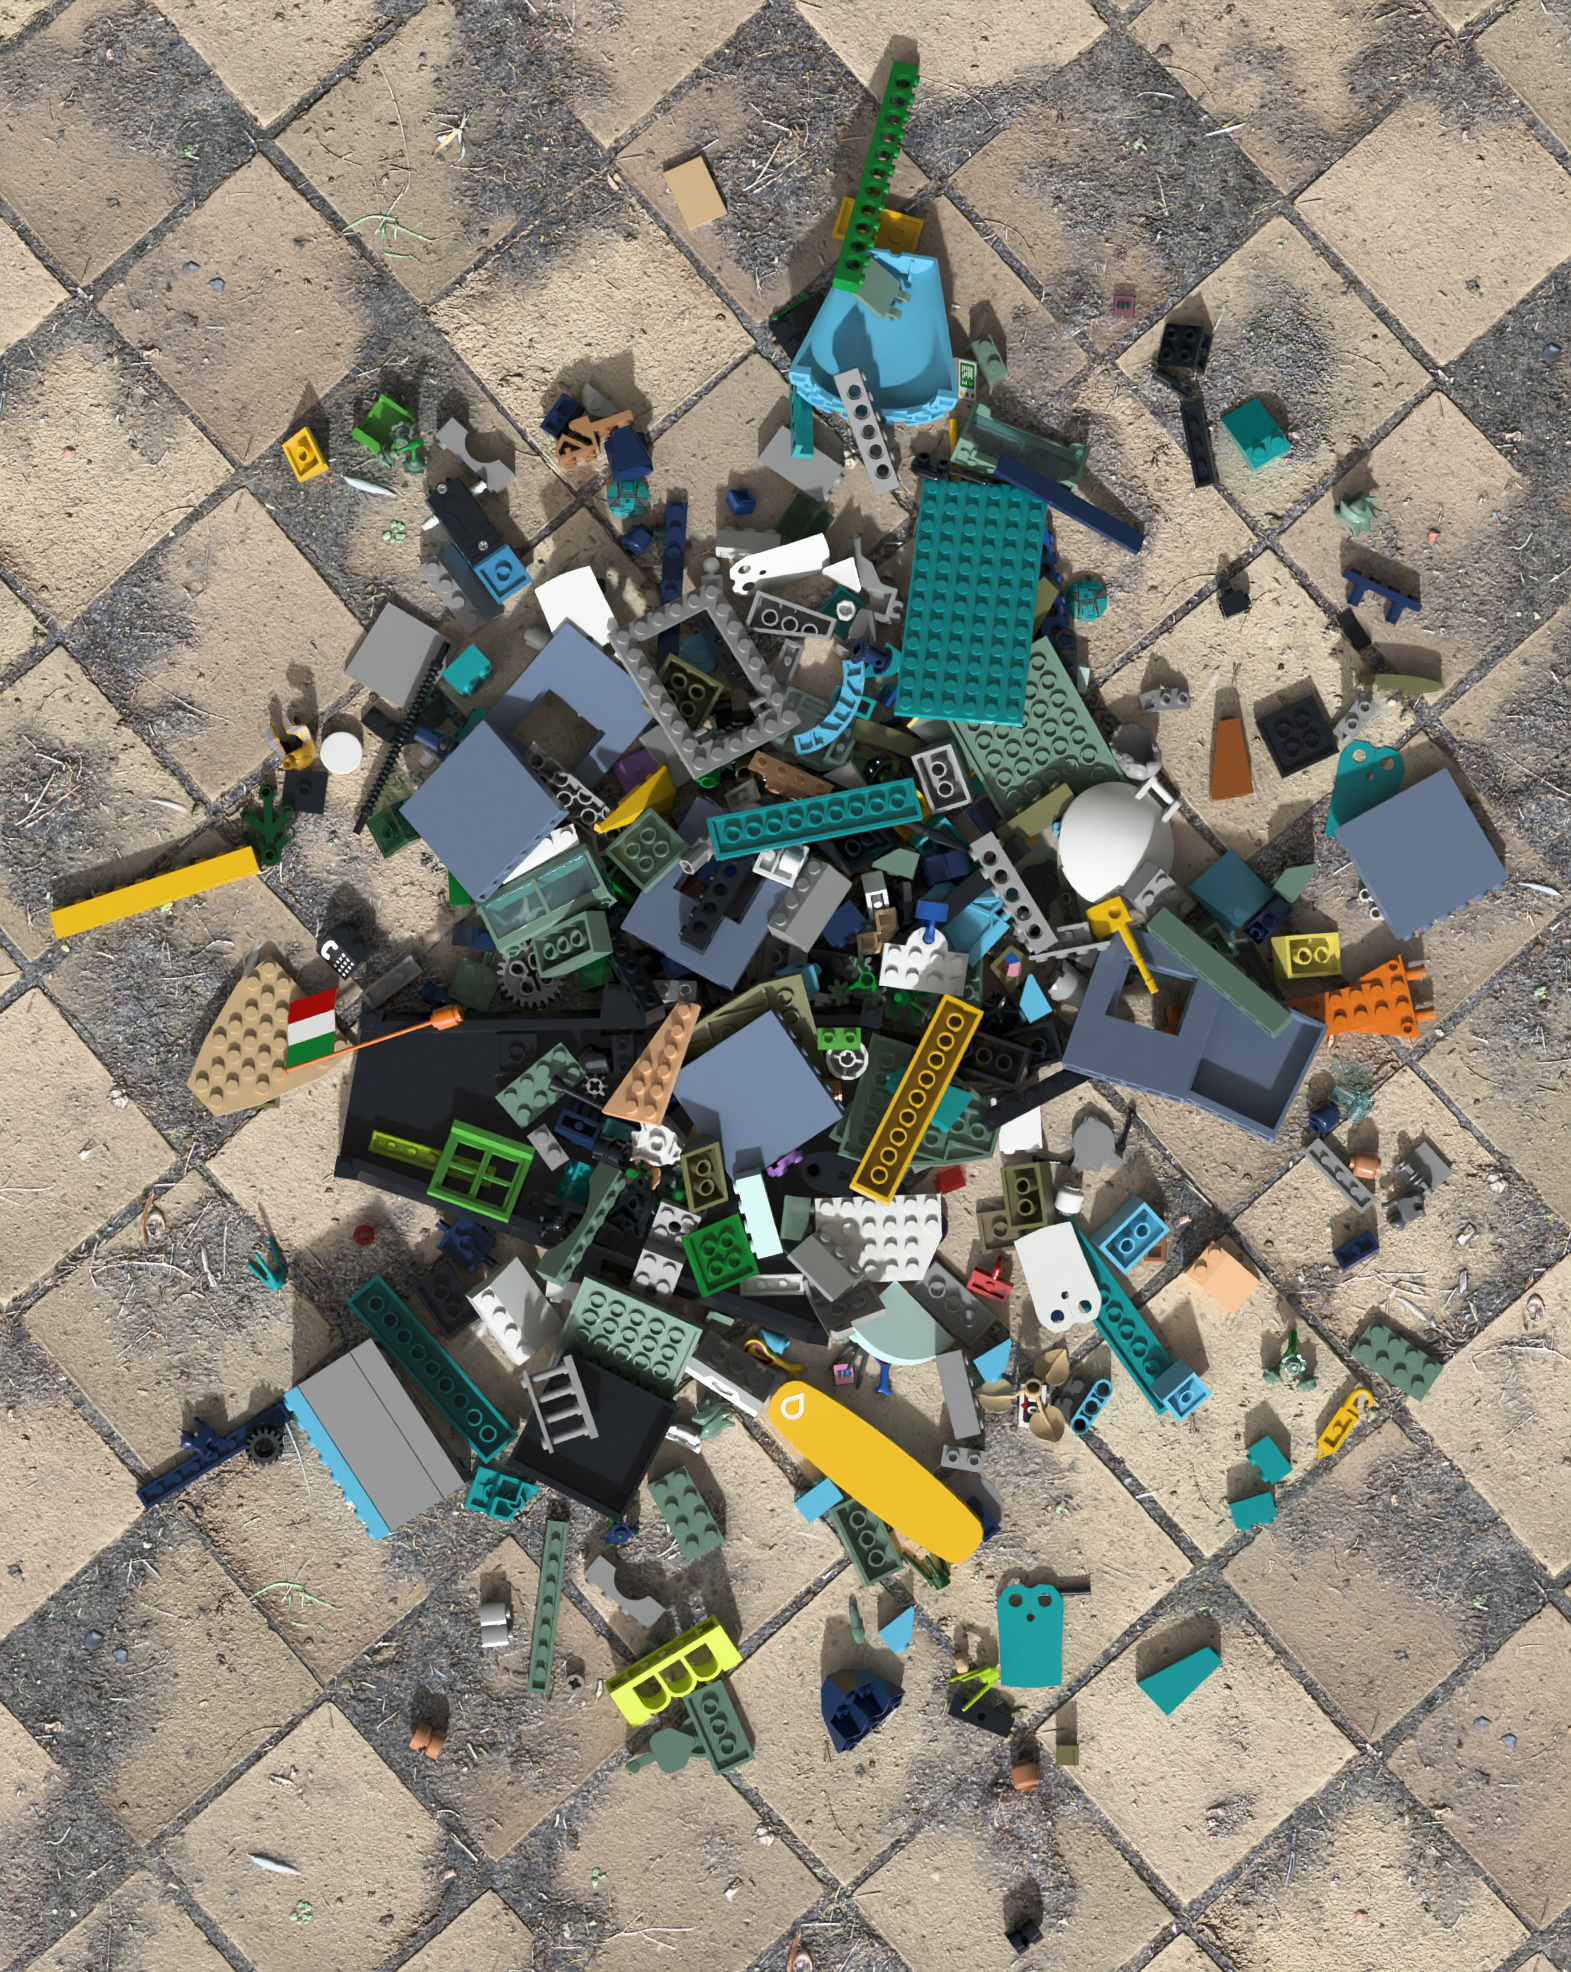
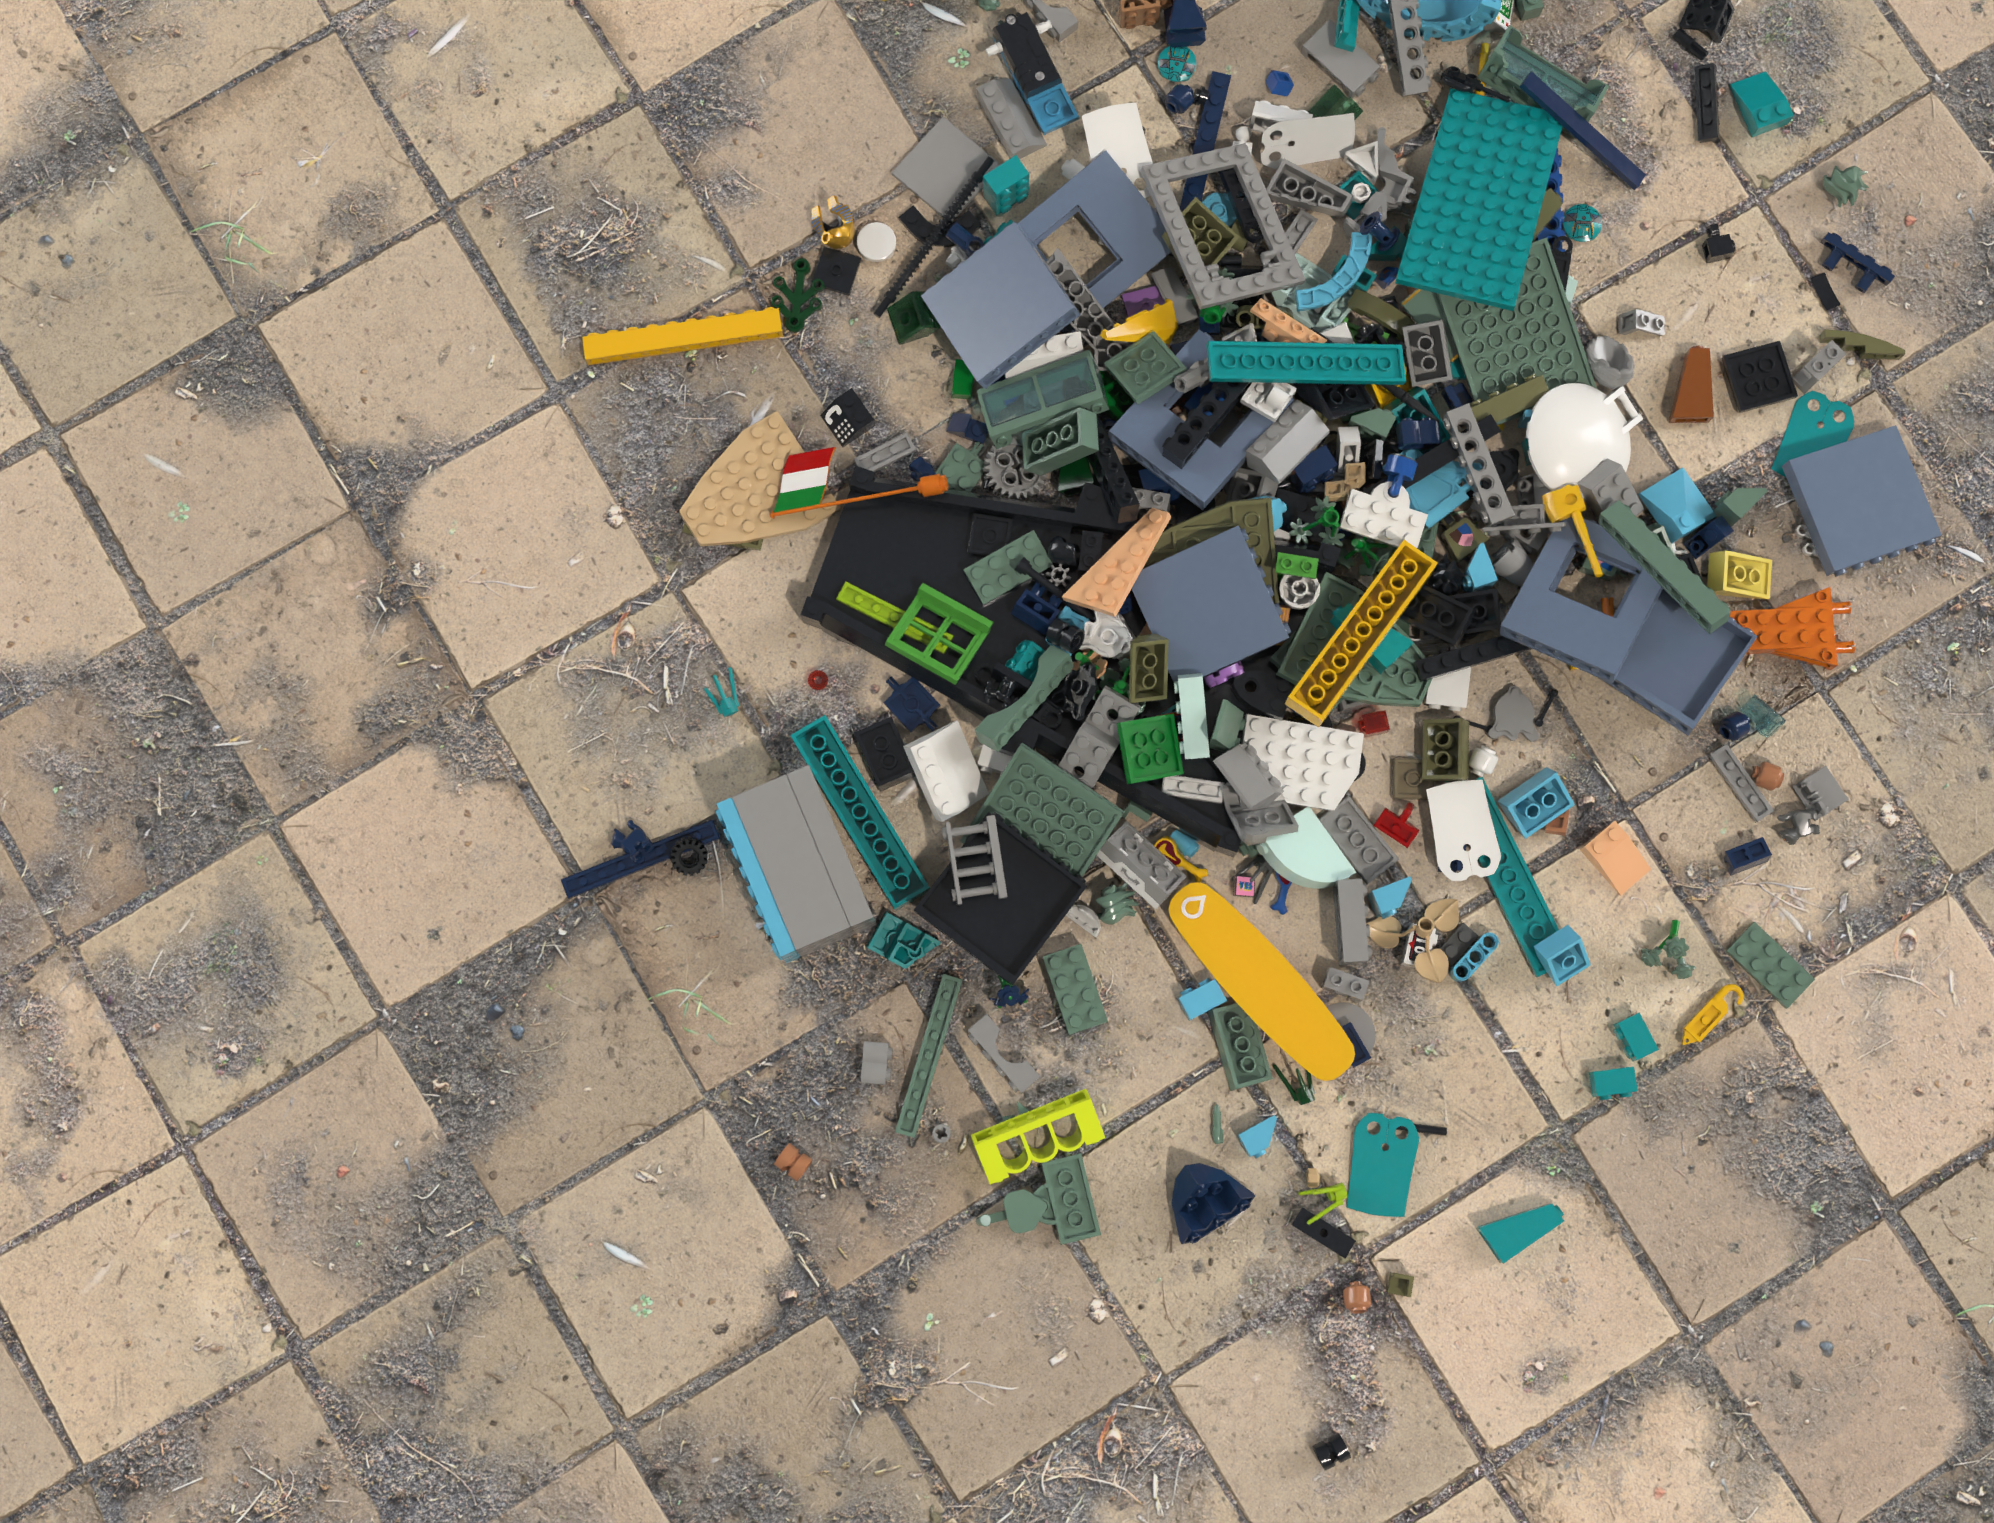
camera: 10 degrees right, 5 degrees down
(548, 1147) = (1005, 624): light grey brick -> none

